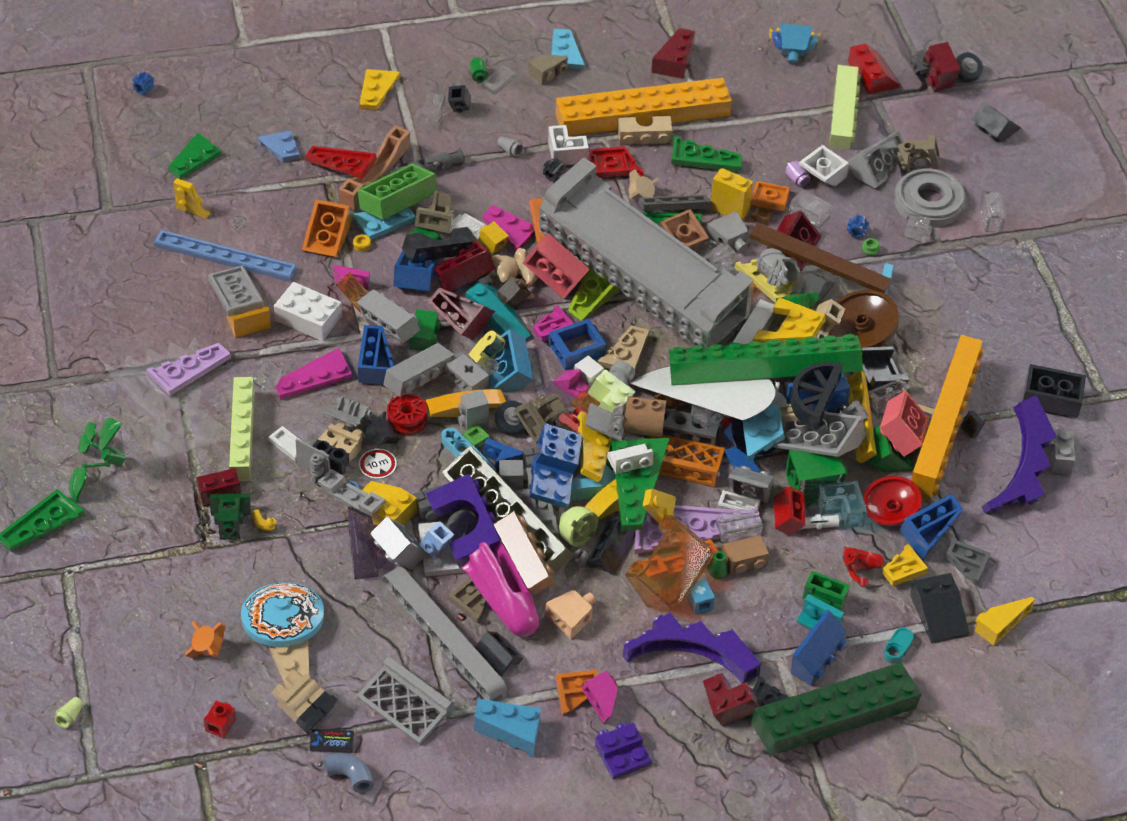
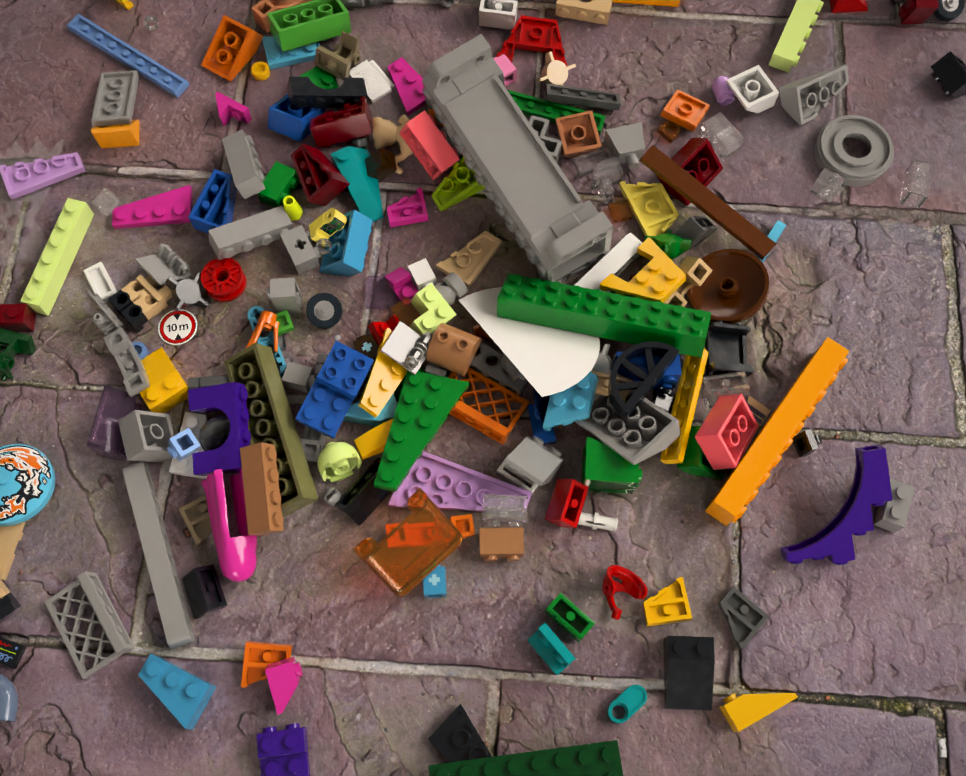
camera: 20 degrees right, 20 degrees up
(264, 524) = (37, 369): yellow arm -> none
(307, 311) = (174, 137): white brick -> none
(350, 292) = (230, 118): clear orange tile -> none
(446, 341) = (292, 208): none -> neon yellow cone
(448, 404) = (308, 281): light orange slope -> none
(465, 436) = (265, 322): none -> orange plant
(493, 237) = (385, 95): yellow brick -> none
(499, 451) = (298, 352): blue slope -> none
(536, 415) = (364, 312): dark tan tile -> none
(553, 169) = (475, 28): black gear -> none
(569, 359) = (429, 253): blue window -> none
(570, 612) = (295, 564): light nougat torso -> none
(630, 458) = (413, 402): white bracket -> none
(658, 504) = (427, 466): yellow wing -> none
(694, 155) = (627, 46): green wing -> none
(696, 638) = (385, 622): dark purple arch -> none
(718, 565) = (470, 555): green cone -> none
(729, 703) = (409, 728): dark red brick -> none
(731, 193) = (642, 101): yellow brick -> none
(774, 267) = (652, 196): light grey helmet -> none
(818, 649) = (533, 695): blue slope -> none
(843, 499) = (632, 504): clear light blue brick -> none
(855, 409) = (677, 404): light grey tile -> none
(858, 226) = (764, 168): blue gear -> none
(871, 246) = (770, 195): bright green plate -> none
(892, 493) = (678, 508): red dish -> none
(919, 149) = (861, 91): dark tan tile -> none
(930, 524) = (714, 564): blue wedge -> none
(1056, 389) = (910, 426): black brick -> none

